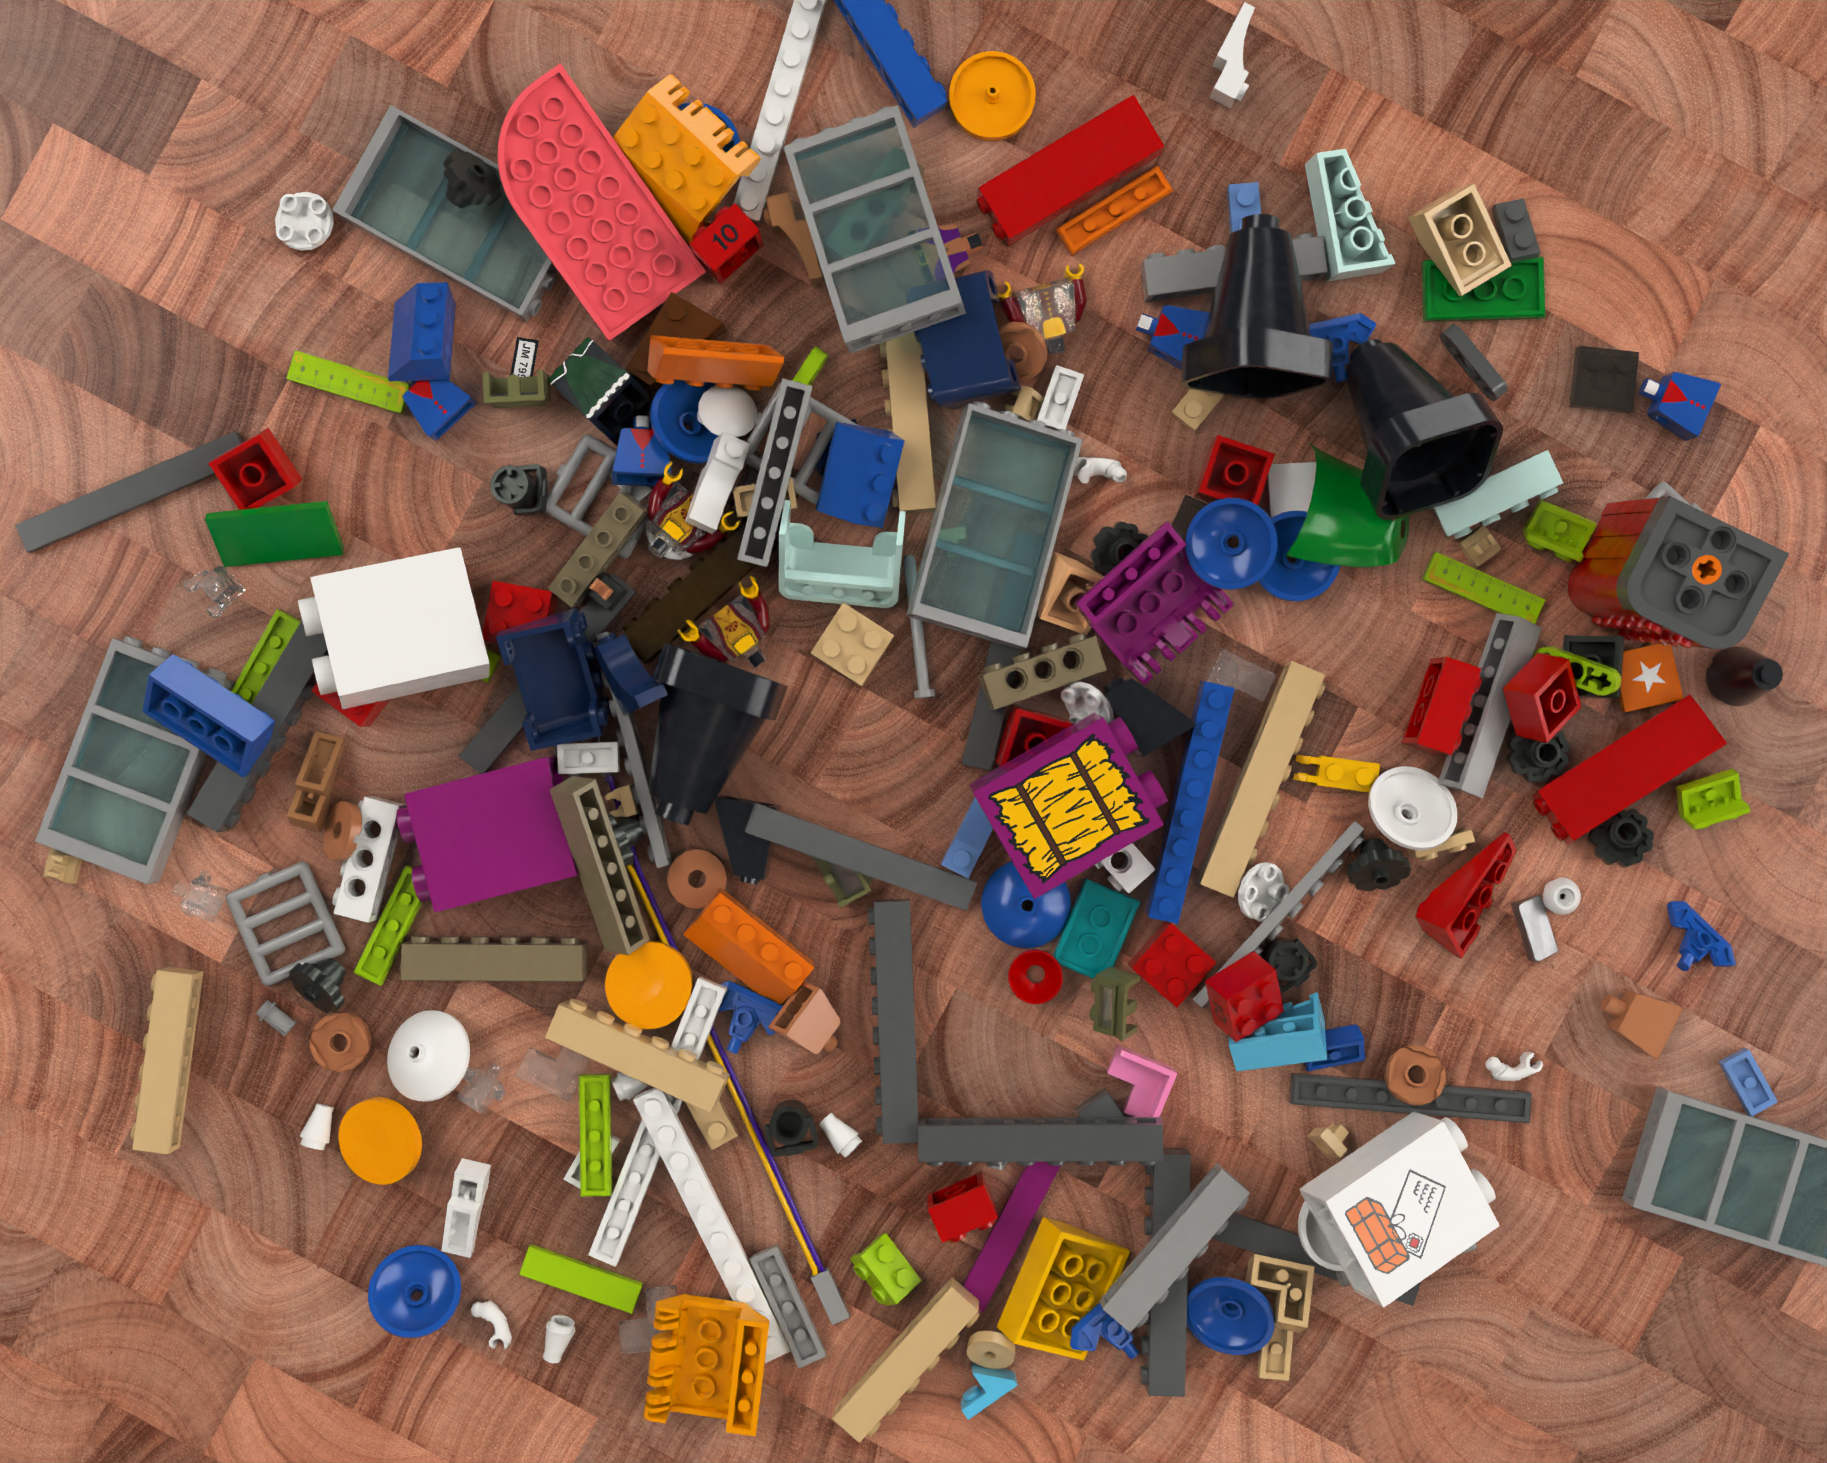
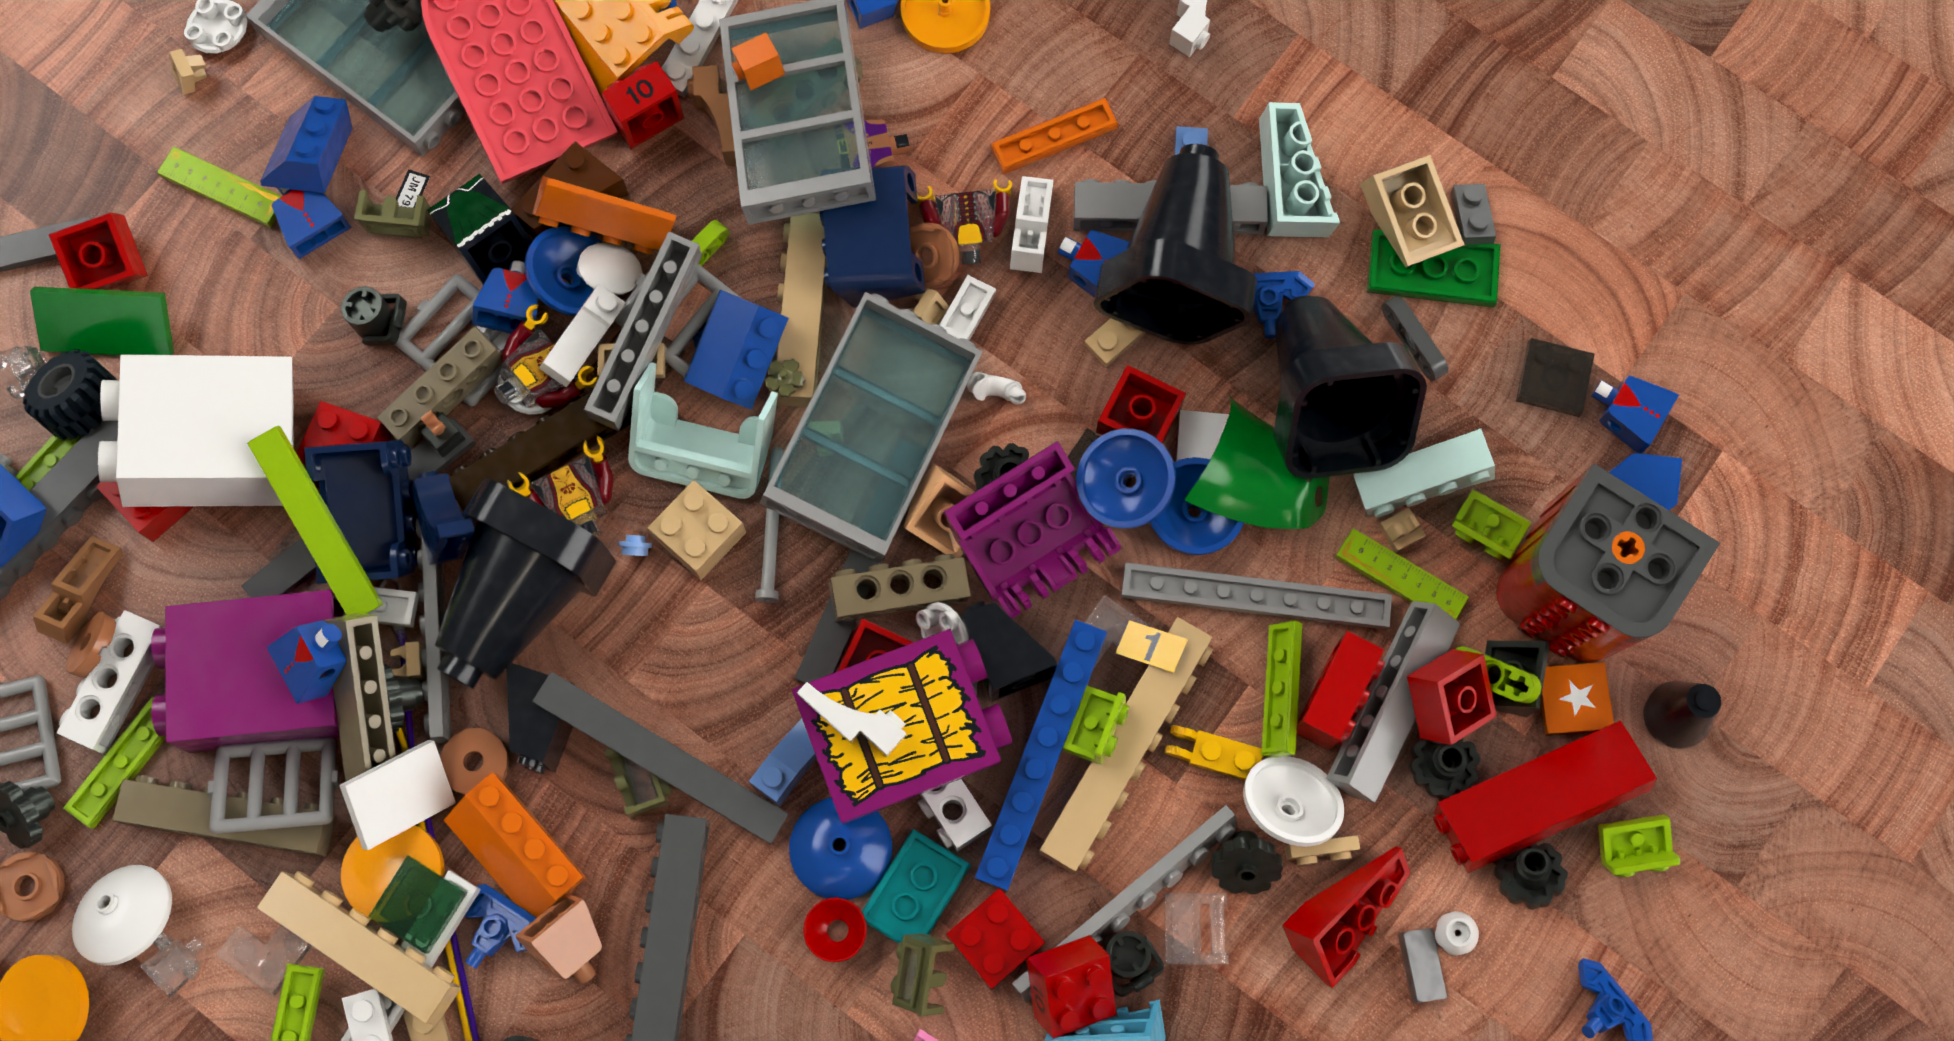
camera: 10 degrees right, 15 degrees down
(265, 608) = (67, 394): none -> black wheel
(288, 272) = (187, 70): none -> tan tile
(519, 700) = (314, 522): none -> lime tile
(545, 827) = (309, 659): none -> blue torso
(553, 957) = (290, 818): none -> light grey bar
(627, 1086) = (343, 984): white cone -> none
(642, 923) = (397, 794): none -> white tile
(678, 1011) = (418, 904): none -> clear green tile
(799, 667) = (635, 545): none -> light blue plate
(831, 191) = (757, 61): none -> orange brick
(907, 493) = (784, 377): none -> olive plant
(1057, 817) = (880, 728): none -> white slope
(1069, 171) = (1012, 89): red brick -> none
(1107, 305) = (1031, 224): none -> white slope
(1234, 770) = (1095, 725): none -> lime bracket
(1261, 891) = (1109, 869): white dish -> none
(1272, 691) = (1151, 646): none -> yellow sticker
(1329, 926) = (1184, 929): none -> clear plate
(1357, 627) = (1256, 596): none -> light grey plate
(1390, 709) = (1282, 689): none -> lime tile
(1698, 468) = (1653, 476): none -> blue slope

